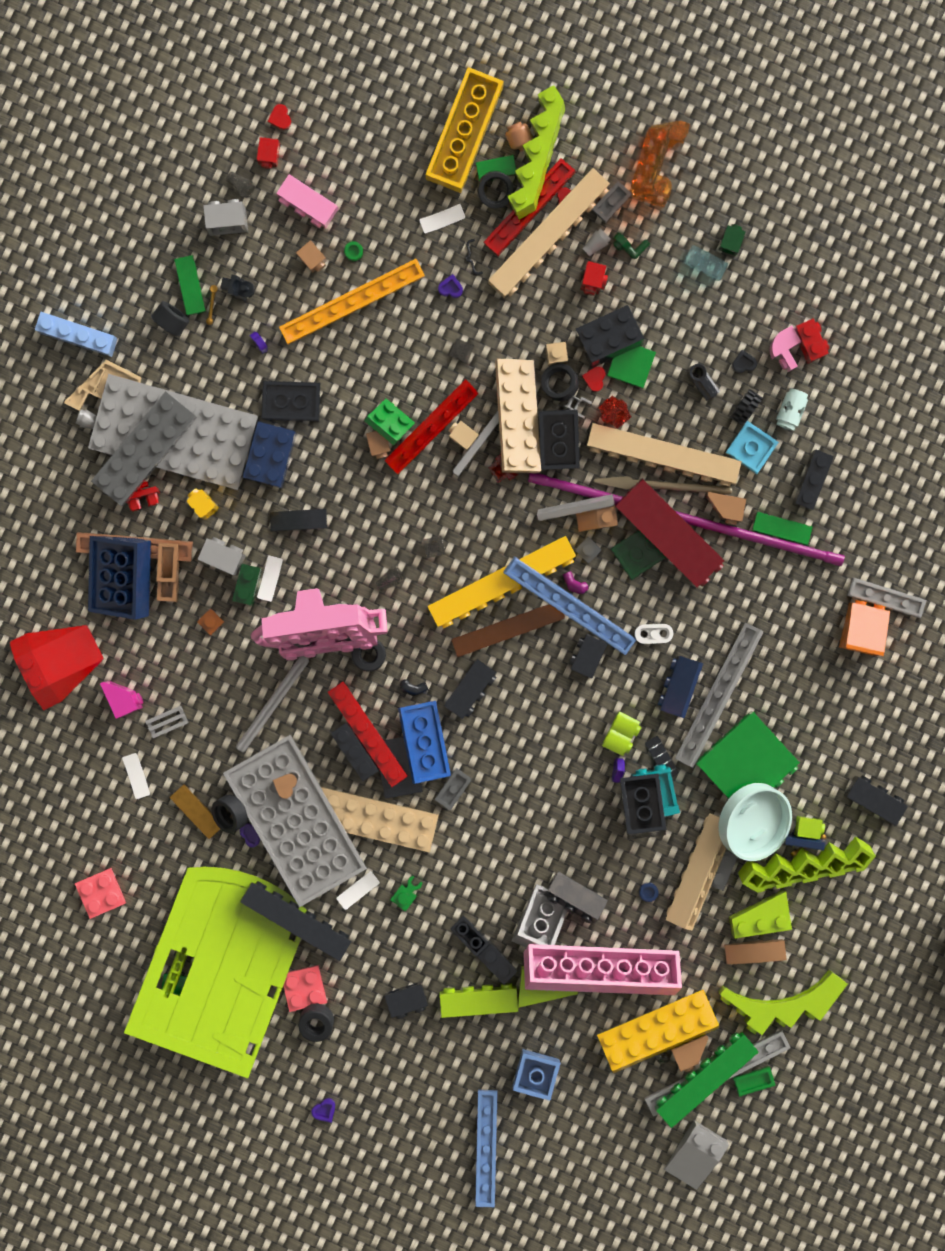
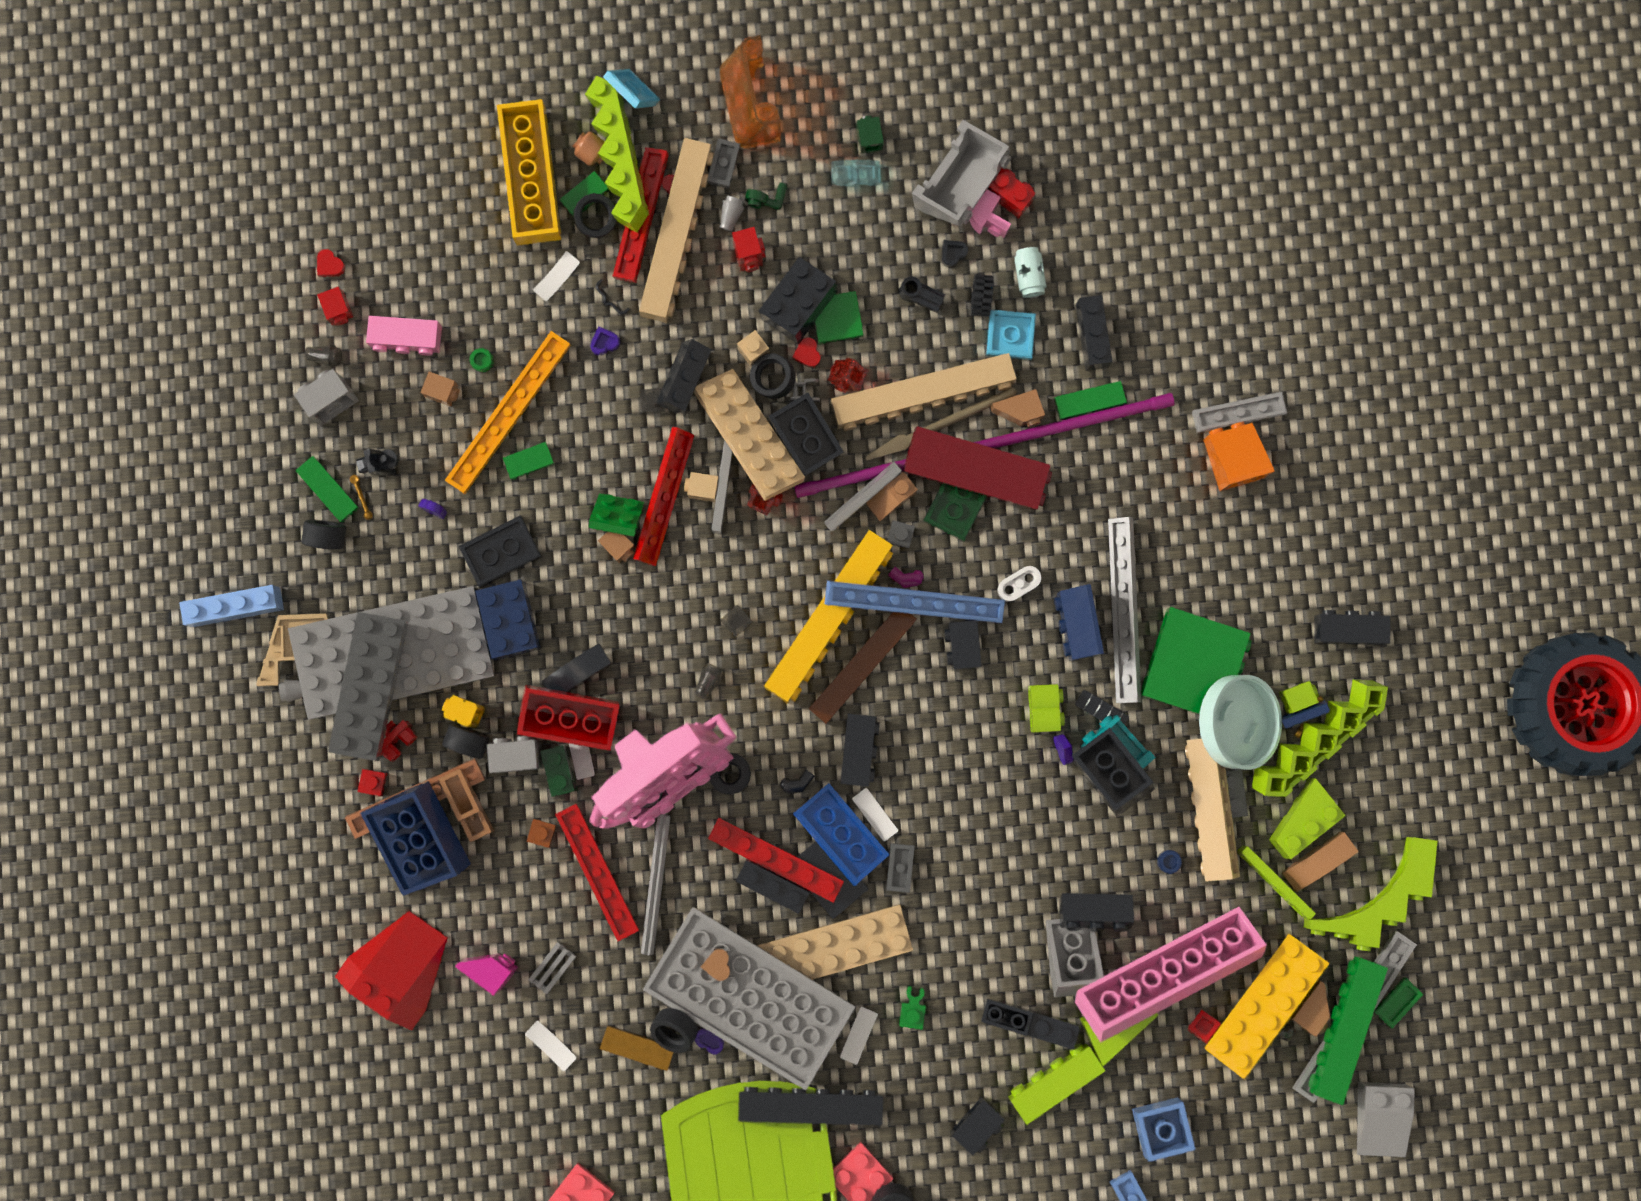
camera: 30 degrees left, 5 degrees down
(109, 518) = (372, 782): none -> red plate
(192, 526) = (465, 741): none -> black tyre
(235, 672) = (597, 872): none -> red plate
(274, 550) = (567, 717): none -> red slope
(347, 345) = (528, 461): none -> green tile
(456, 741) = (875, 814): none -> white sticker
(494, 346) = (683, 376): none -> black brick
(574, 108) = (631, 88): none -> medium azure tile
(606, 1020) = (1204, 1026): none -> red plate
(715, 948) = (1276, 883): none -> lime tile
(781, 311) = (962, 176): none -> light grey windscreen

